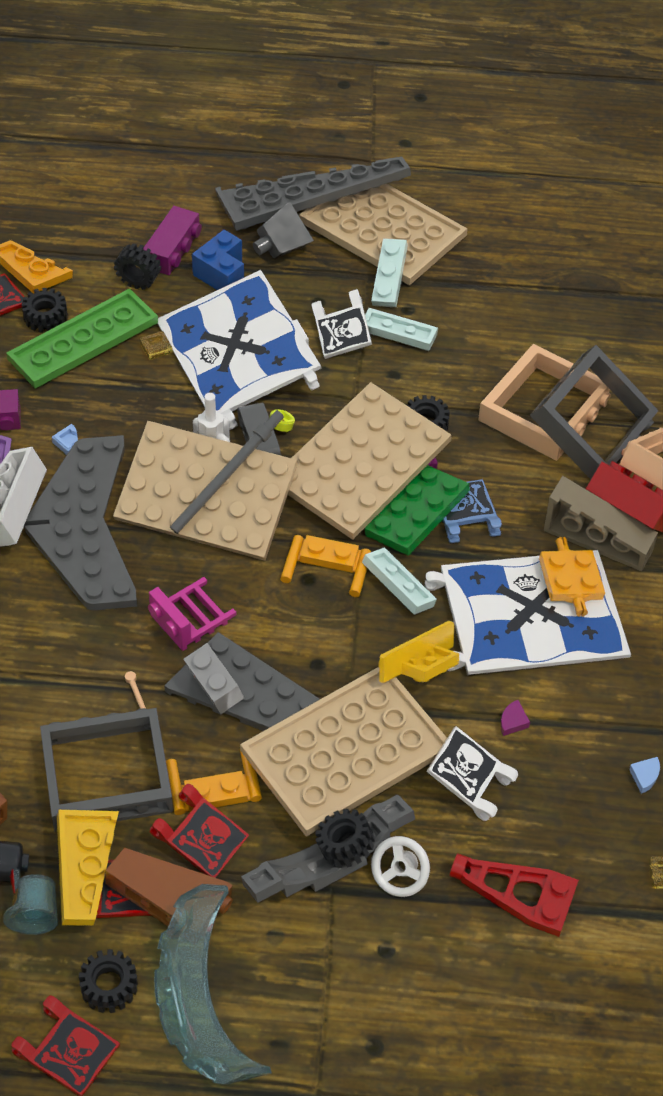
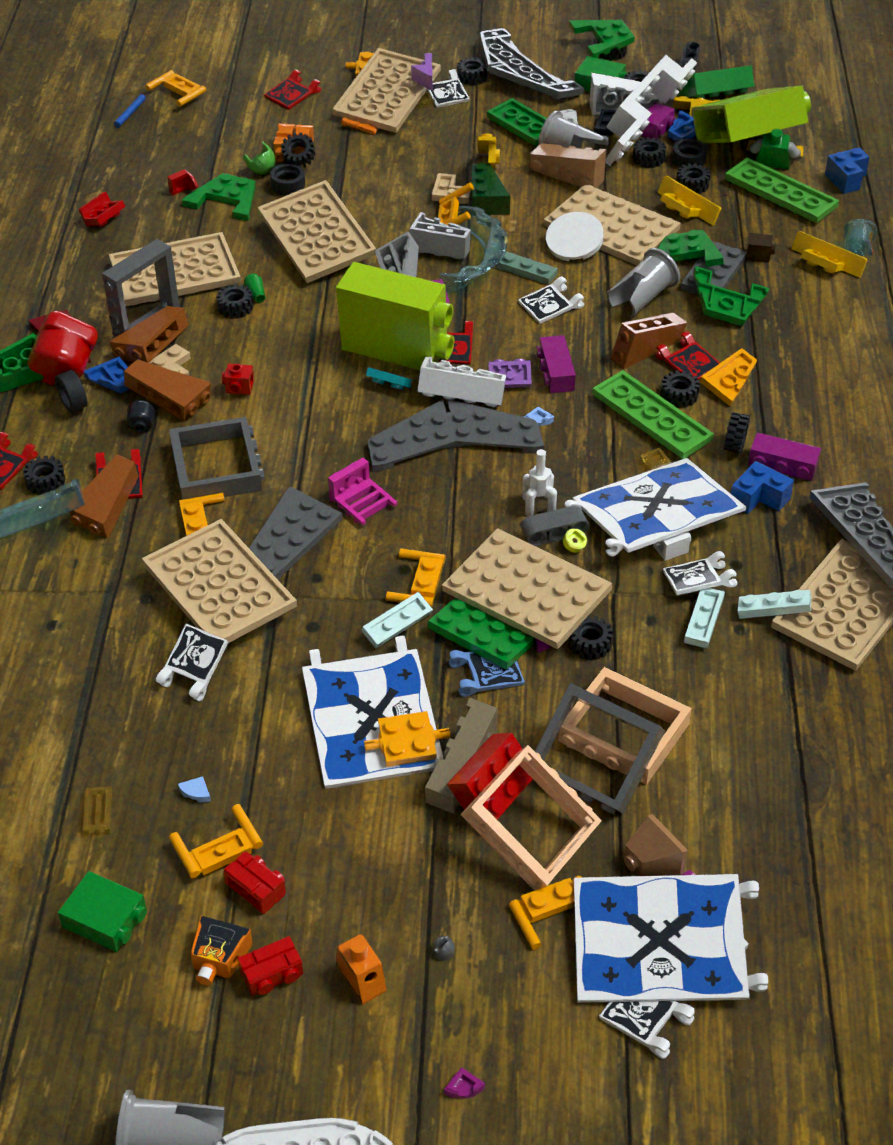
camera: 90 degrees right, 5 degrees down
(32, 905) = (105, 430): clear light blue hat -> none
(83, 860) = (142, 446): yellow wing -> none
(130, 677) = (302, 472): light nougat hinge -> none
(179, 464) = (480, 491): tan plate -> none
(204, 837) = (154, 514): flag -> none
(214, 678) = (283, 501): light grey brick -> none
(261, 434) = (517, 498): dark grey bar -> none
(282, 233) = (806, 523): dark grey torso -> none
(309, 865) = (122, 575): dark grey piece -> none
(351, 849) = (132, 580): black tyre -> none
(408, 859) = (114, 622): white piece -> none
(421, 656) = (303, 624): yellow bracket -> none
(514, 719) = (256, 699): magenta tile -> none
(553, 902) = (81, 723): red plate -> none

